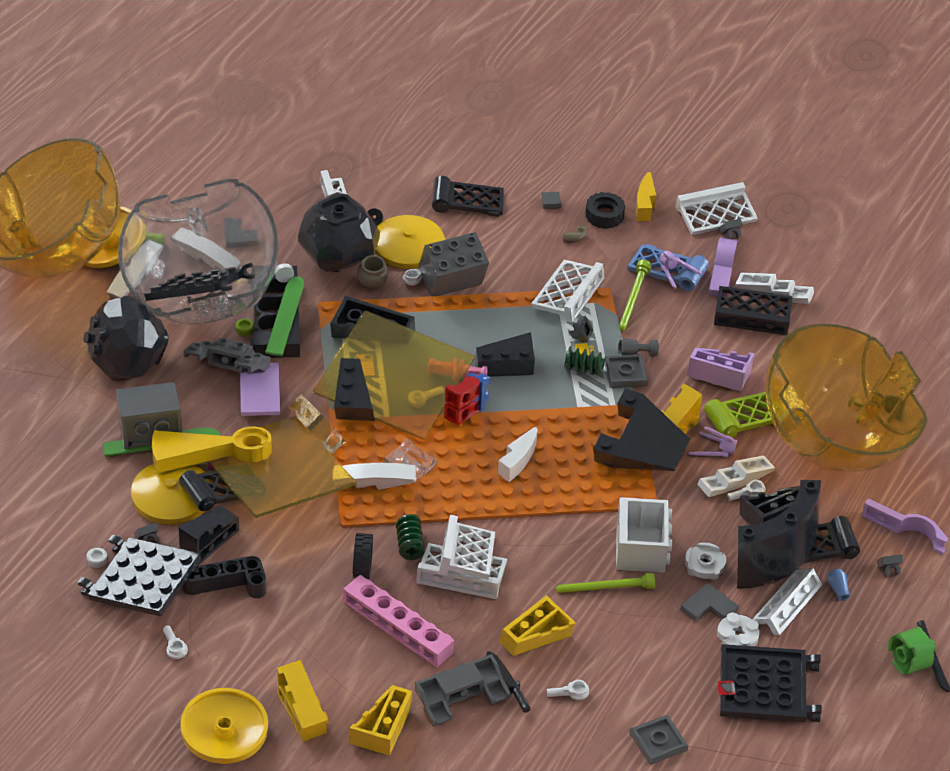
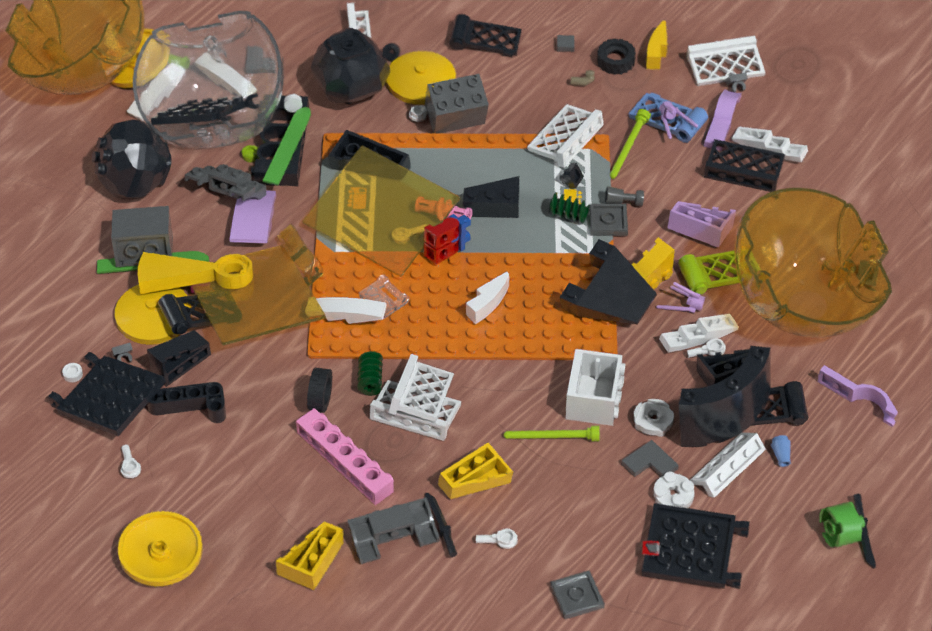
camera: 10 degrees right, 5 degrees up
(301, 701) = (236, 530): yellow wedge -> none
(352, 394) = (336, 226): black wedge -> none
(372, 272) = (379, 106): dark tan piece -> none
(890, 562) = (836, 431): dark grey tile -> none

